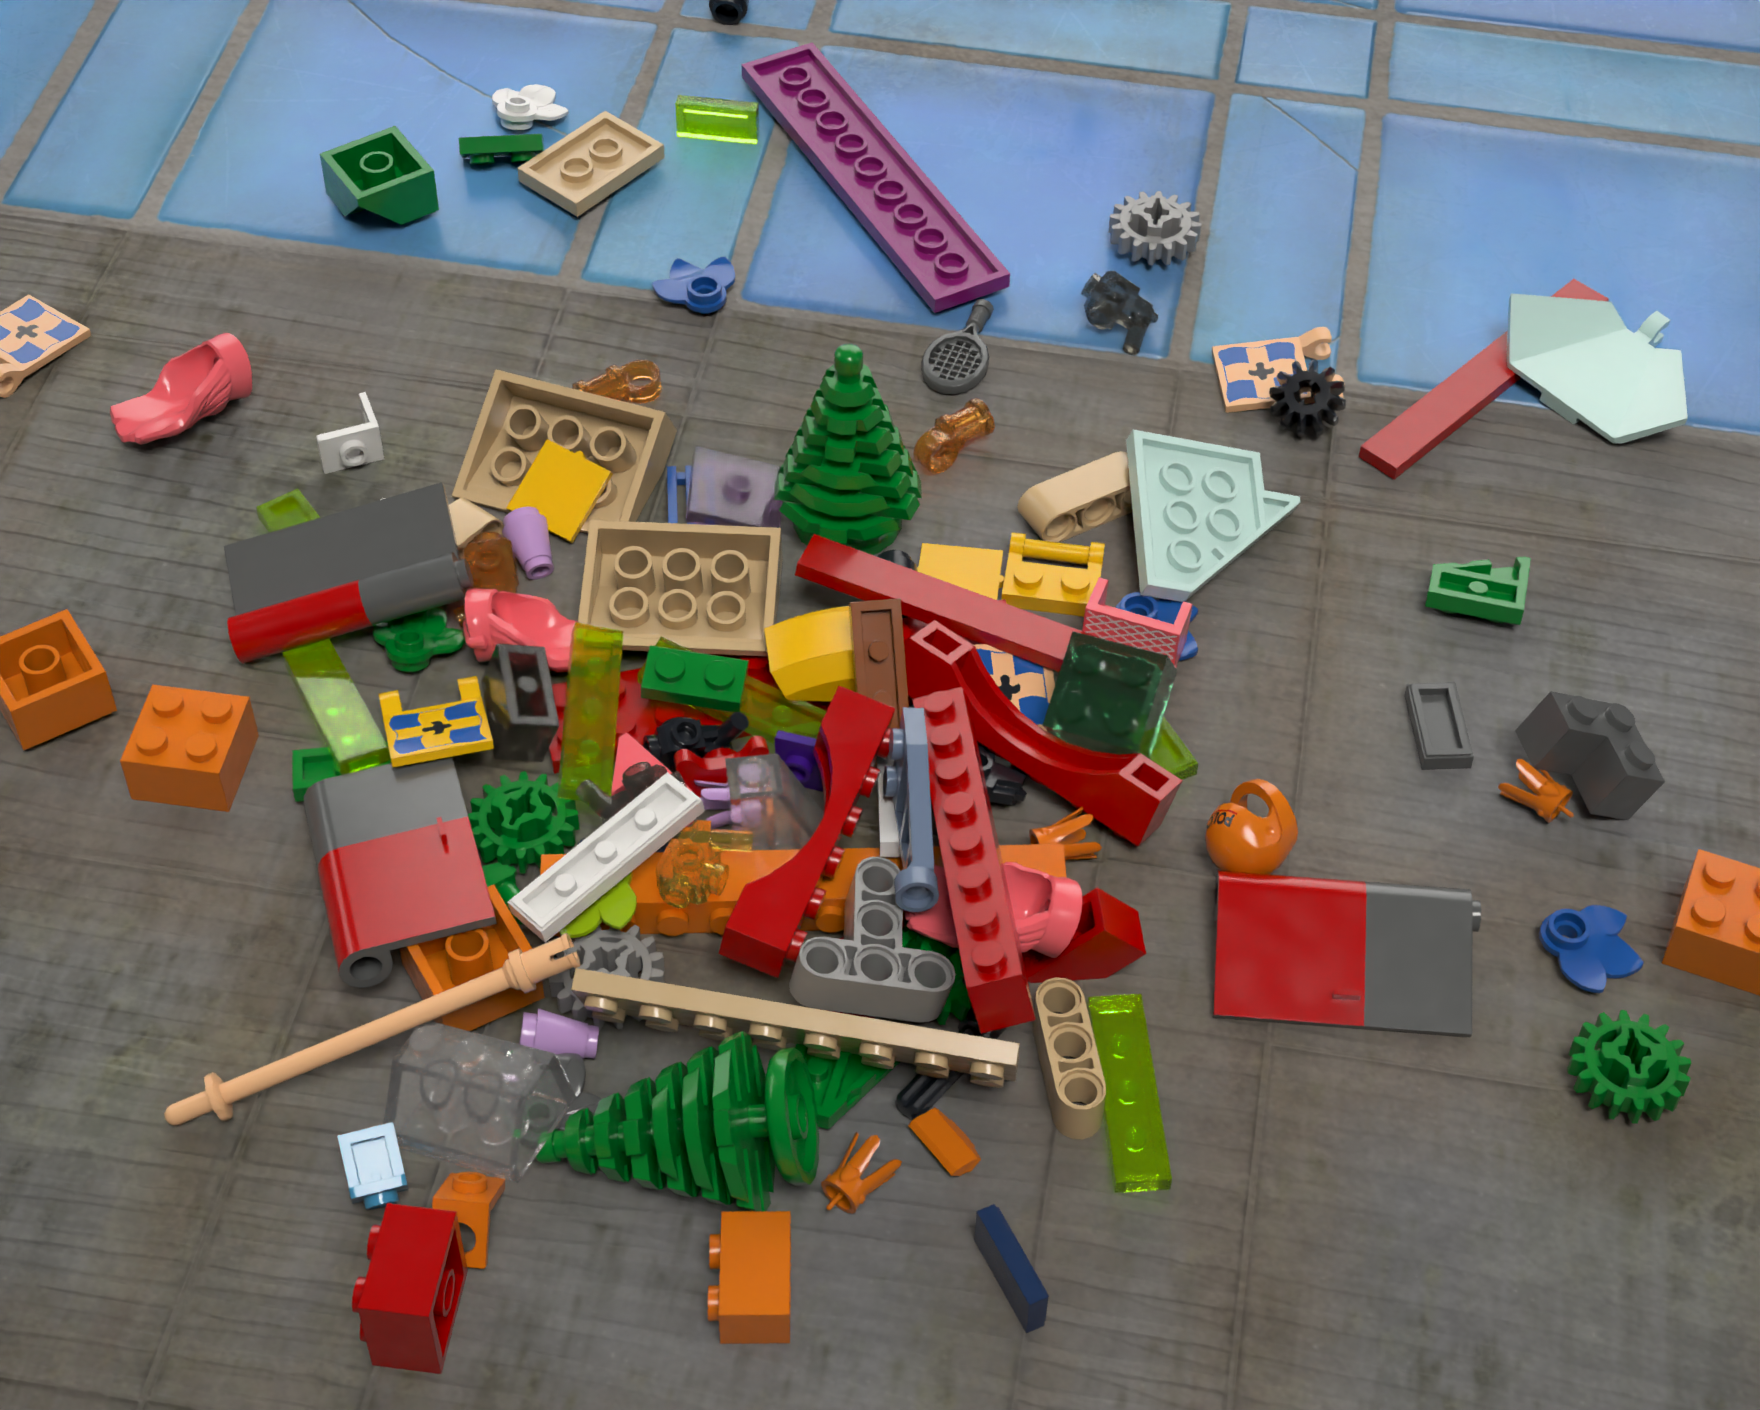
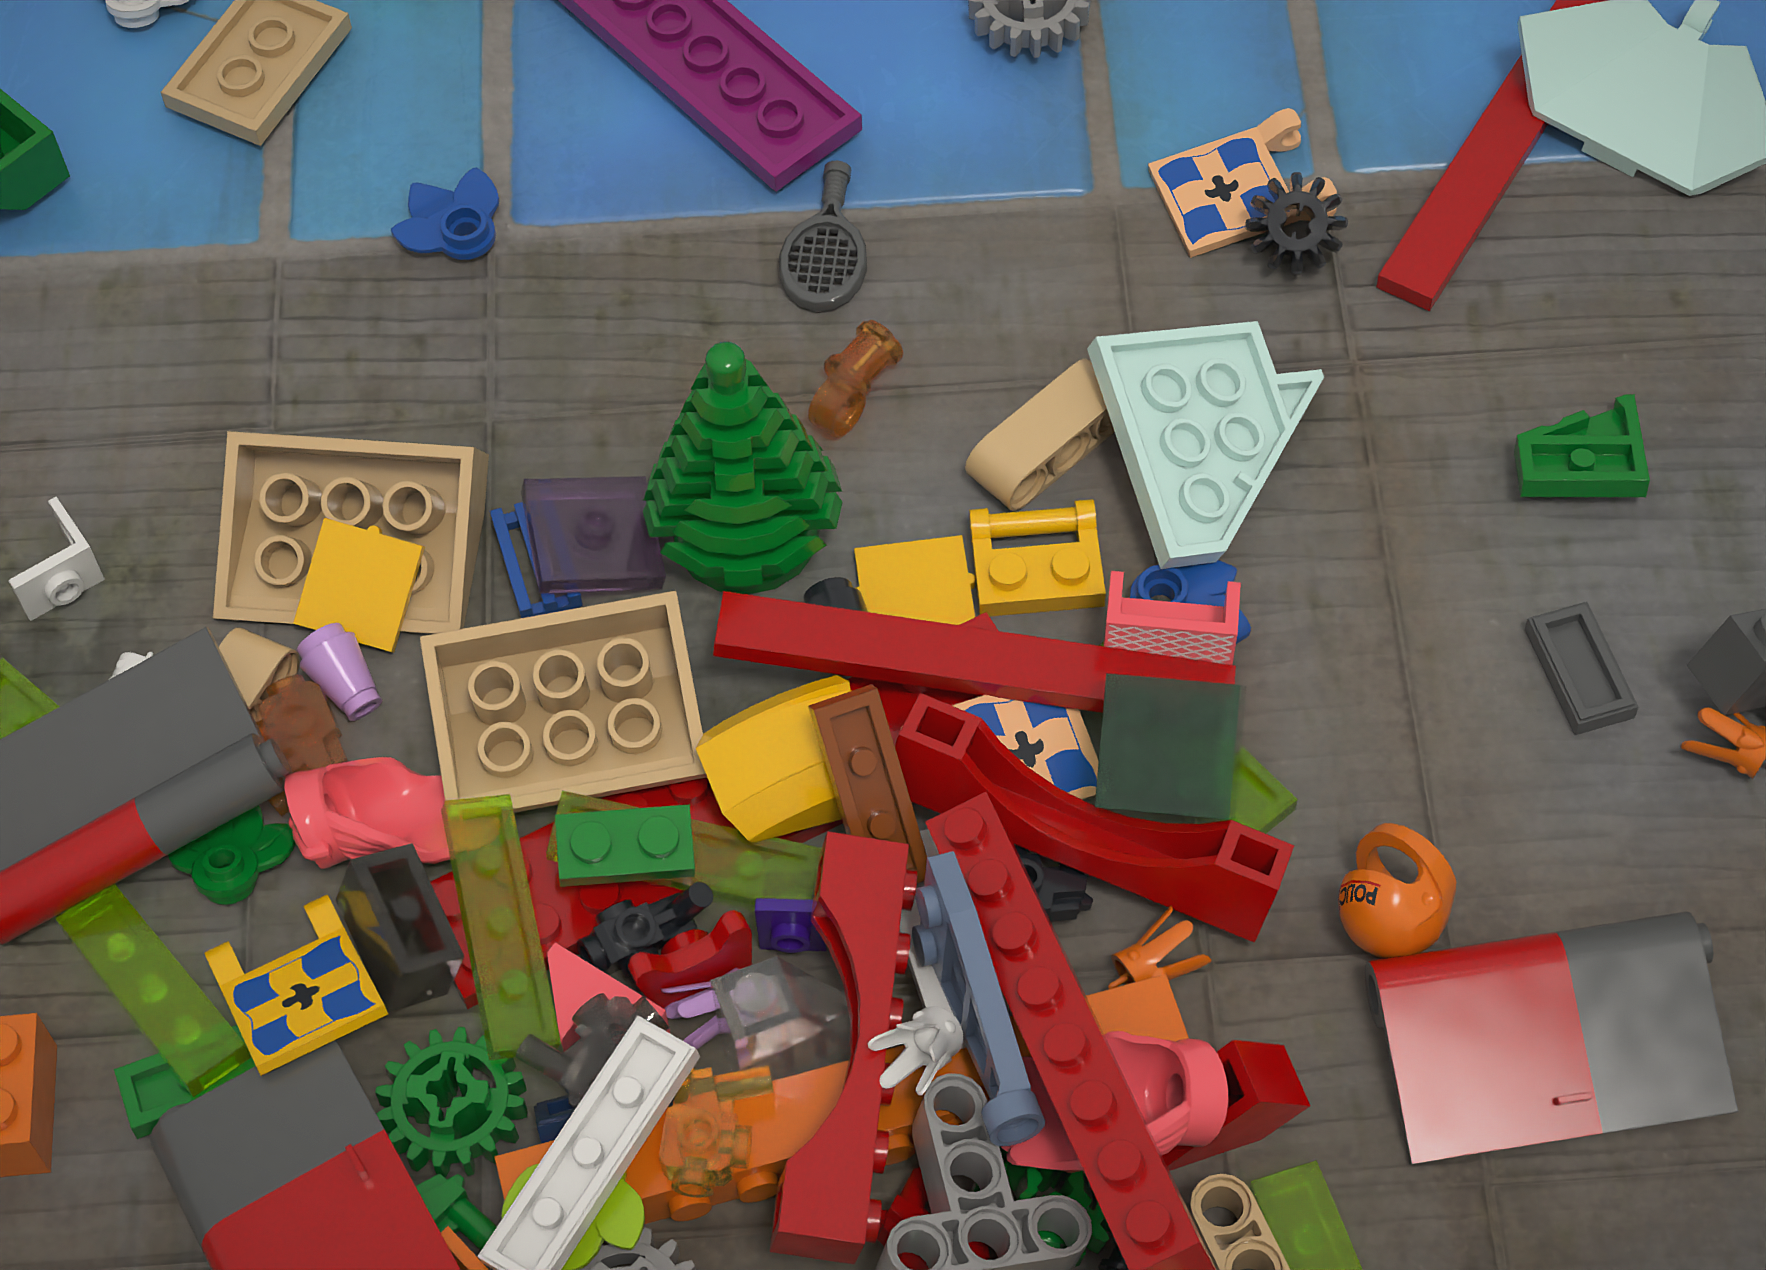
camera: 10 degrees left, 10 degrees up
(484, 148) = (106, 70): green plate -> none
(617, 382) = (387, 402): clear orange connector -> none
(873, 836) = (928, 1041): none -> white piece
(1116, 301) = (1011, 127): clear smoke piece -> none

